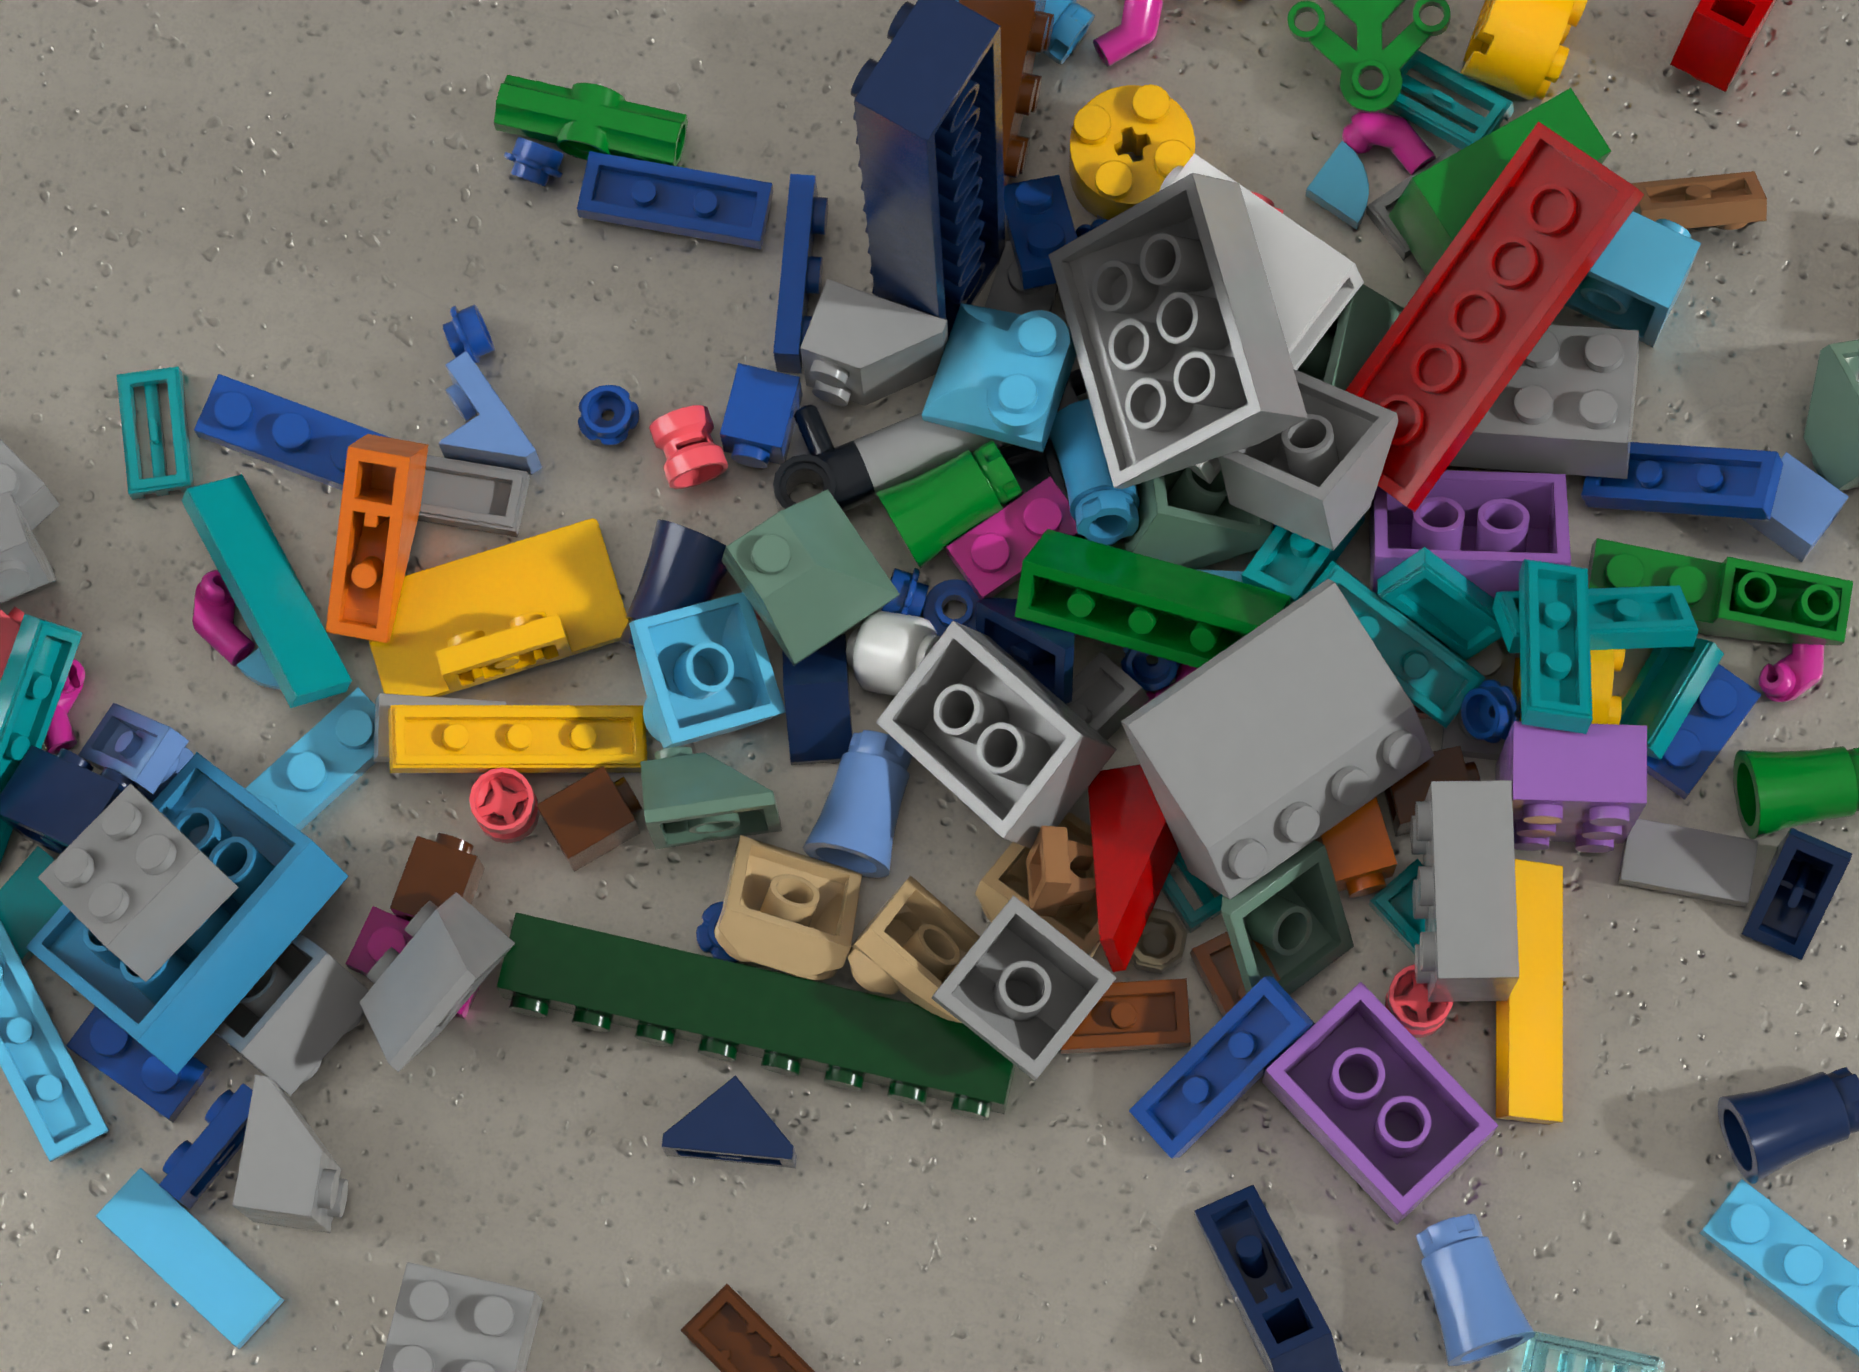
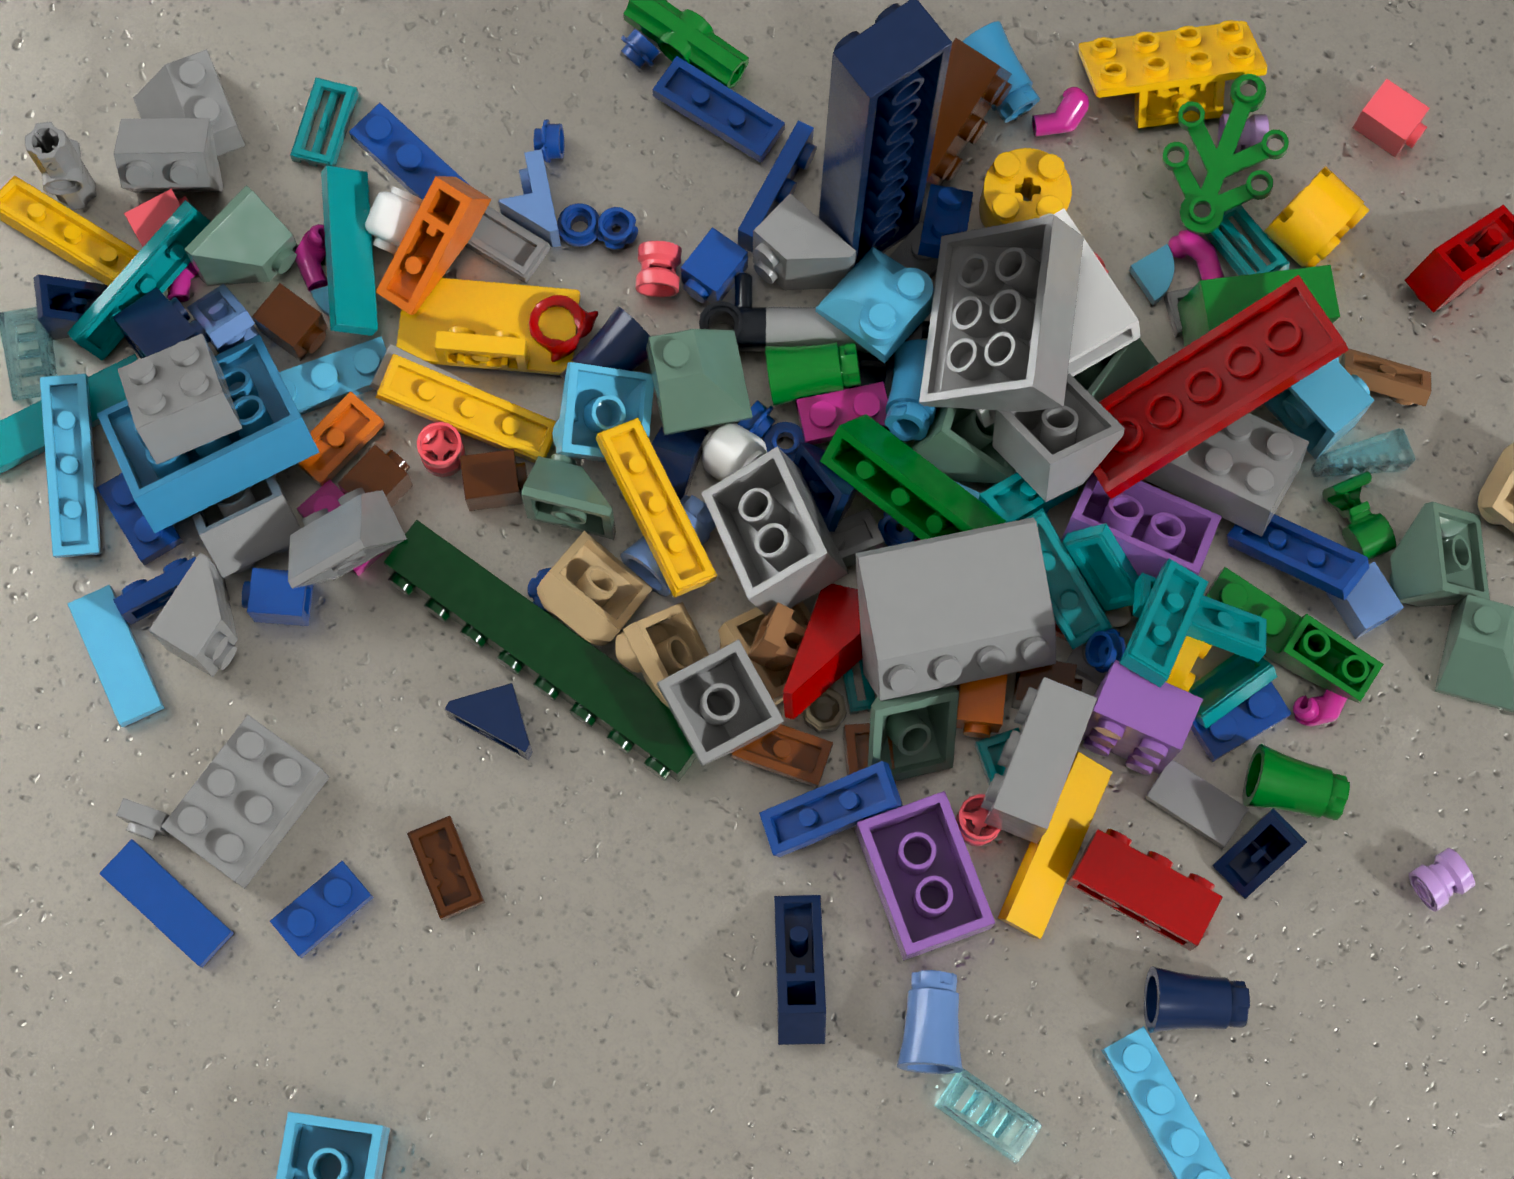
camera: 15 degrees right, 0 degrees up
(124, 640) = (242, 244): none -> sand green slope
(231, 718) = (291, 322): none -> reddish brown brick
(307, 523) = (391, 218): none -> white head
(364, 844) = (340, 437): none -> orange plate
(371, 1093) = (274, 601): none -> blue brick
(550, 413) = (576, 213): none -> blue plate
(617, 555) = (583, 320): none -> red piece
(826, 766) = (656, 507): none -> yellow tile
(1669, 999) = (1146, 888): none -> red brick
(1732, 308) = (1378, 454): none -> clear light blue slope
(1758, 417) = (1366, 532): none -> green leg

